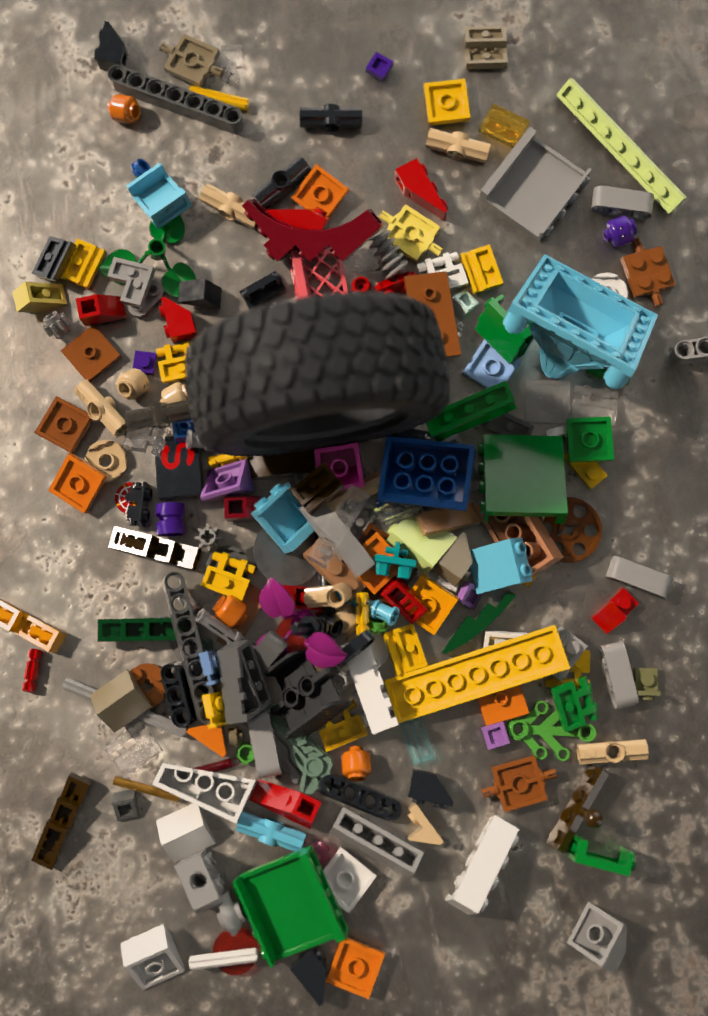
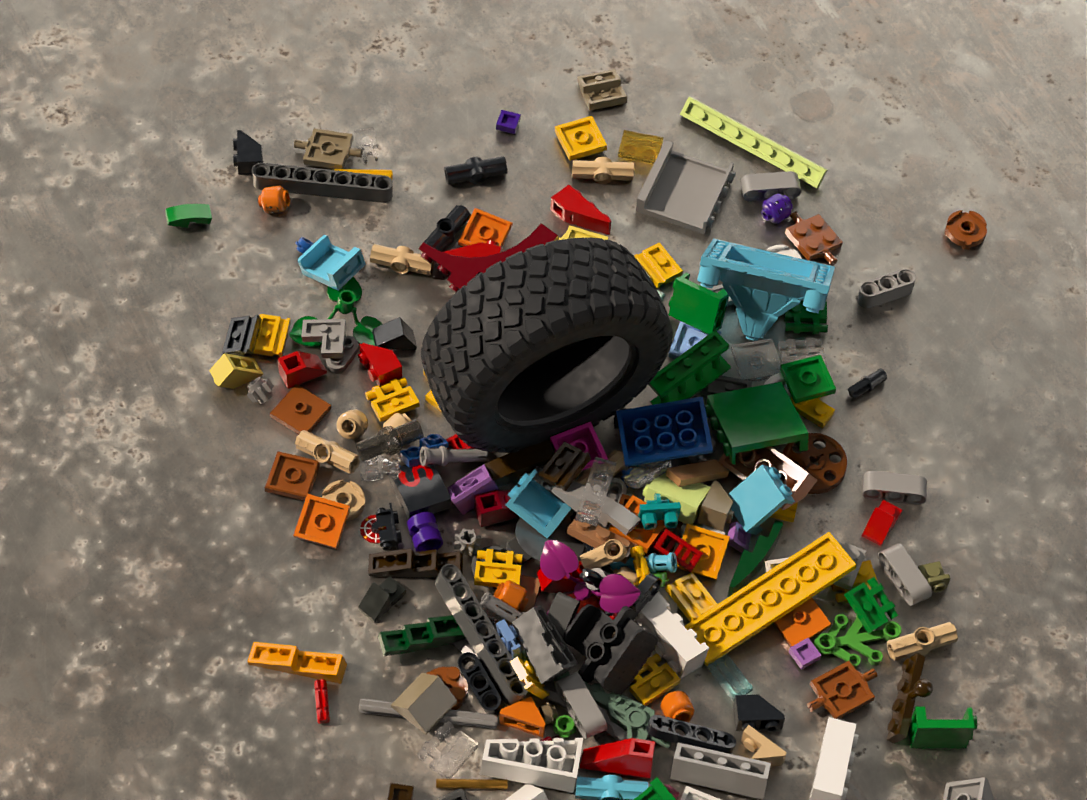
camera: 20 degrees left, 25 degrees down
(37, 106) = (184, 214): none -> green slope
(115, 575) = (381, 598): none -> pearl dark grey slope
(145, 362) = (358, 403): dark purple plate -> none
(214, 461) = (464, 468): yellow axle -> none
(649, 453) = (867, 383): none -> black axle

